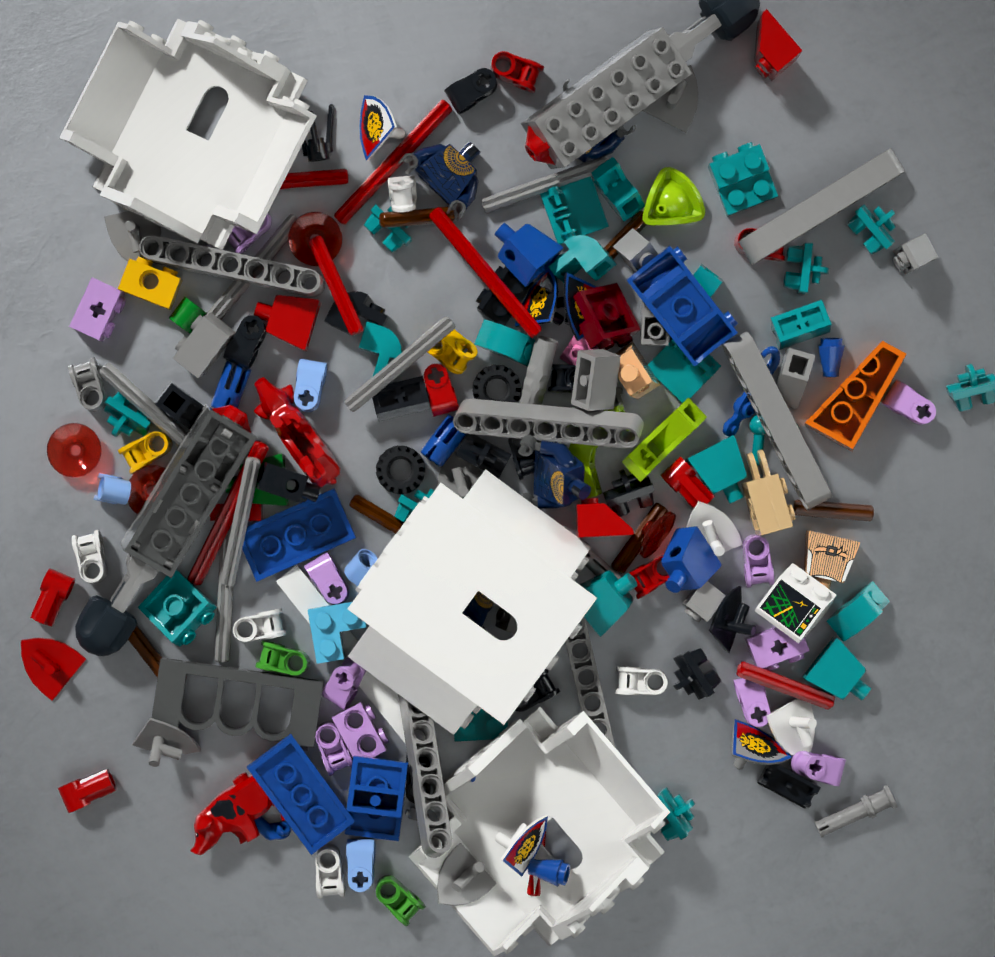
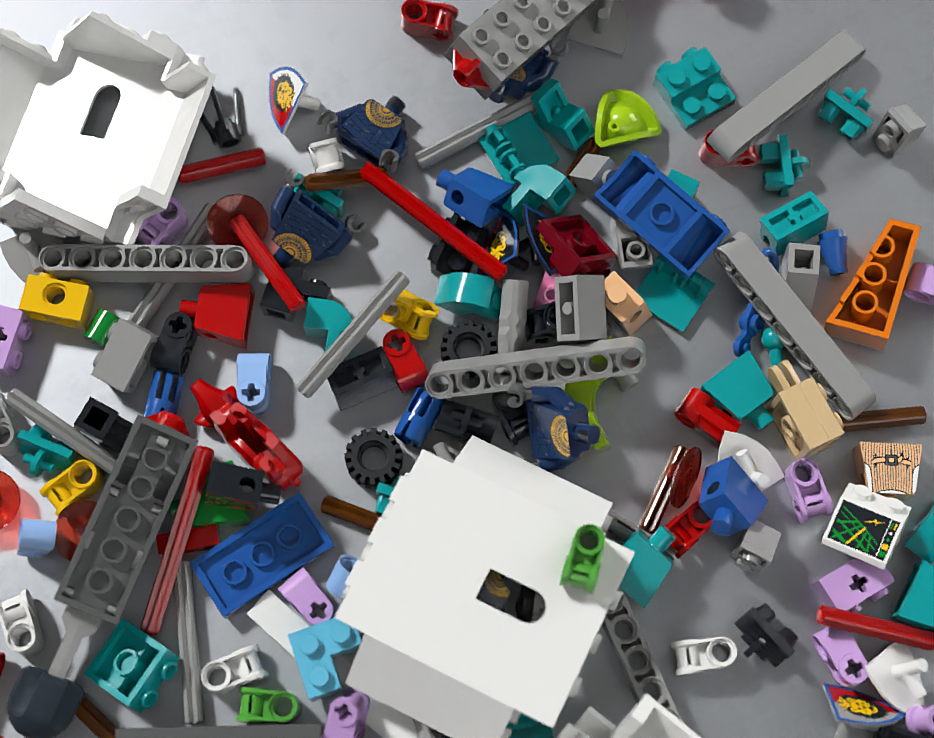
camera: 10 degrees left, 15 degrees down
(240, 521) = (192, 544): light grey axle -> none
(374, 257) = (306, 228): none -> dark blue torso
(391, 163) = (310, 134): red axle -> none
(466, 92) = (384, 45): black piece -> none
(540, 694) = (588, 690): black piece -> none
(552, 601) = (583, 565): none -> bright green piece
(598, 520) = (617, 471): red slope -> none
(627, 489) = (655, 433): black hips -> none
(664, 439) = (671, 368): lime arch -> none
(730, 620) = (793, 560): black shield -> none

